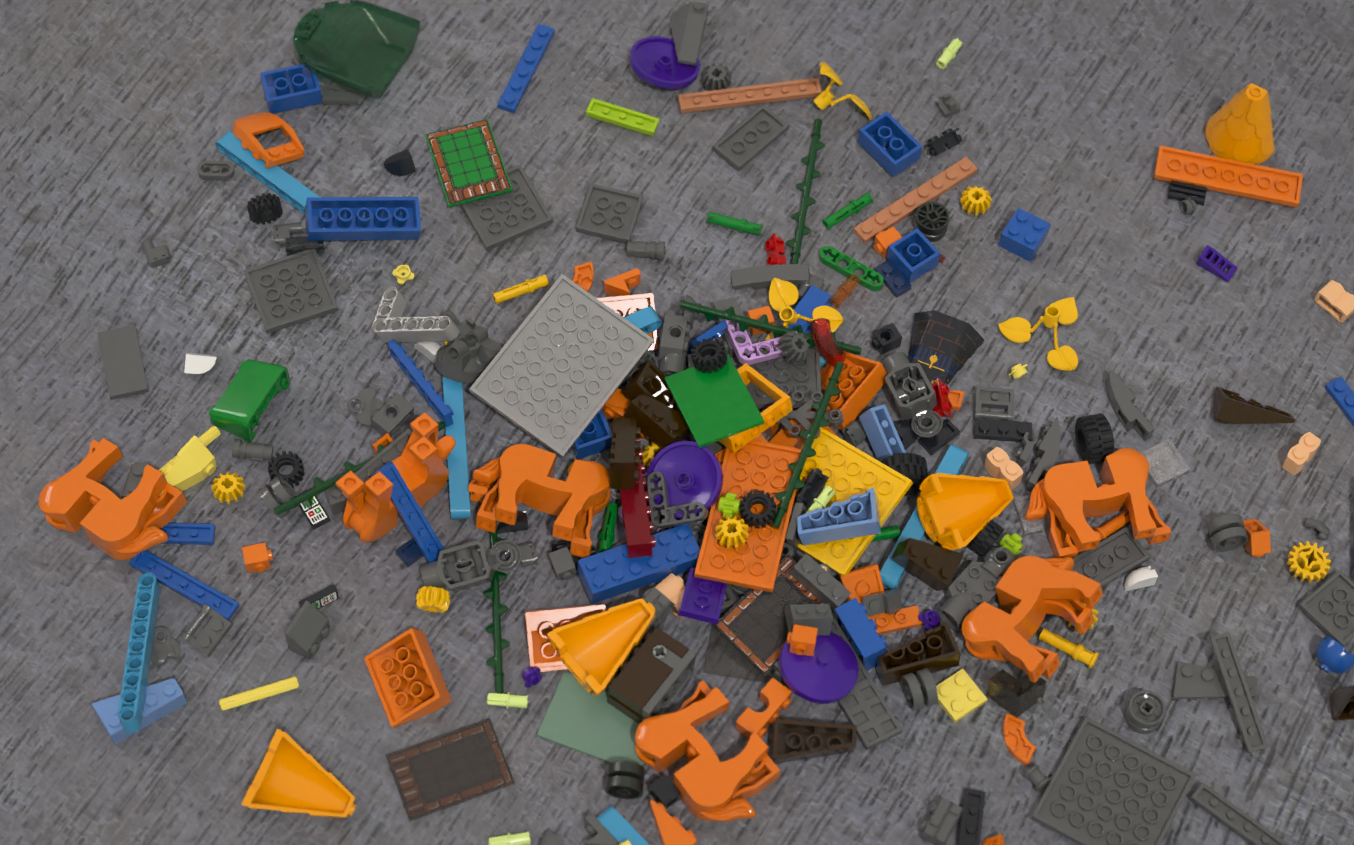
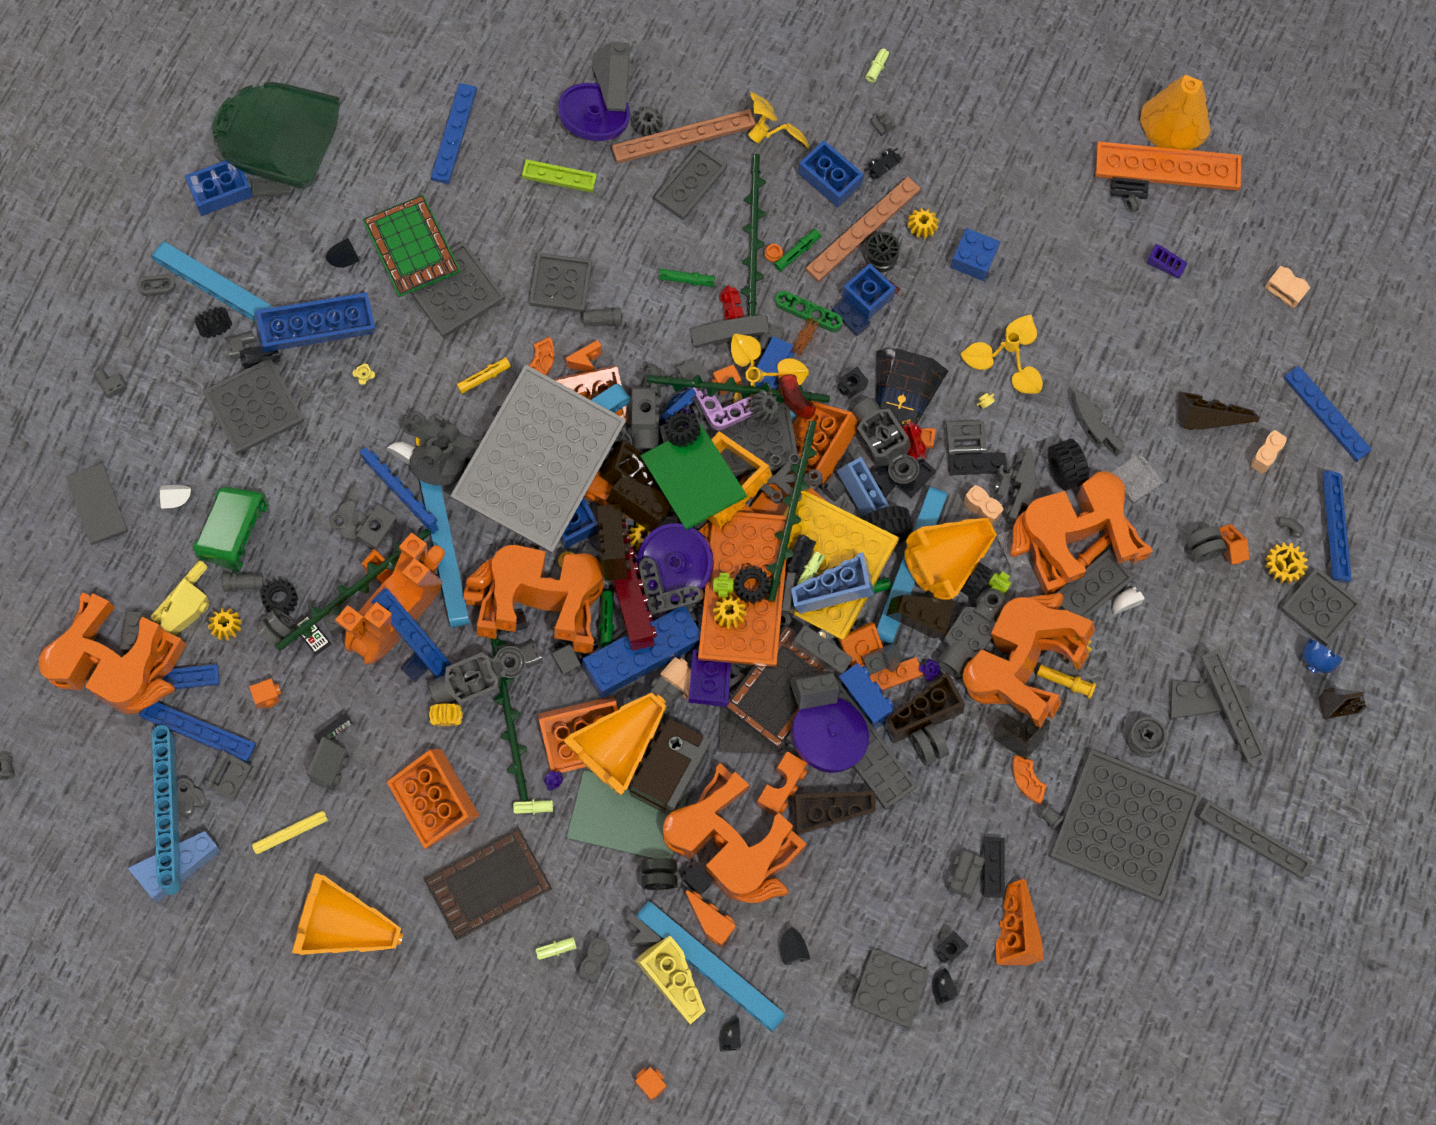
camera: 10 degrees left, 10 degrees up
(248, 126) = (194, 228): orange slope -> none
(388, 454) = (375, 579): dark grey plate -> none
(391, 325) = (360, 434): light grey beam -> none
(802, 640) = (812, 714): orange brick -> none
(823, 210) = (773, 252): none -> orange plate
(885, 239) = (839, 278): orange brick -> none
(959, 695) = (967, 743): light yellow plate -> none

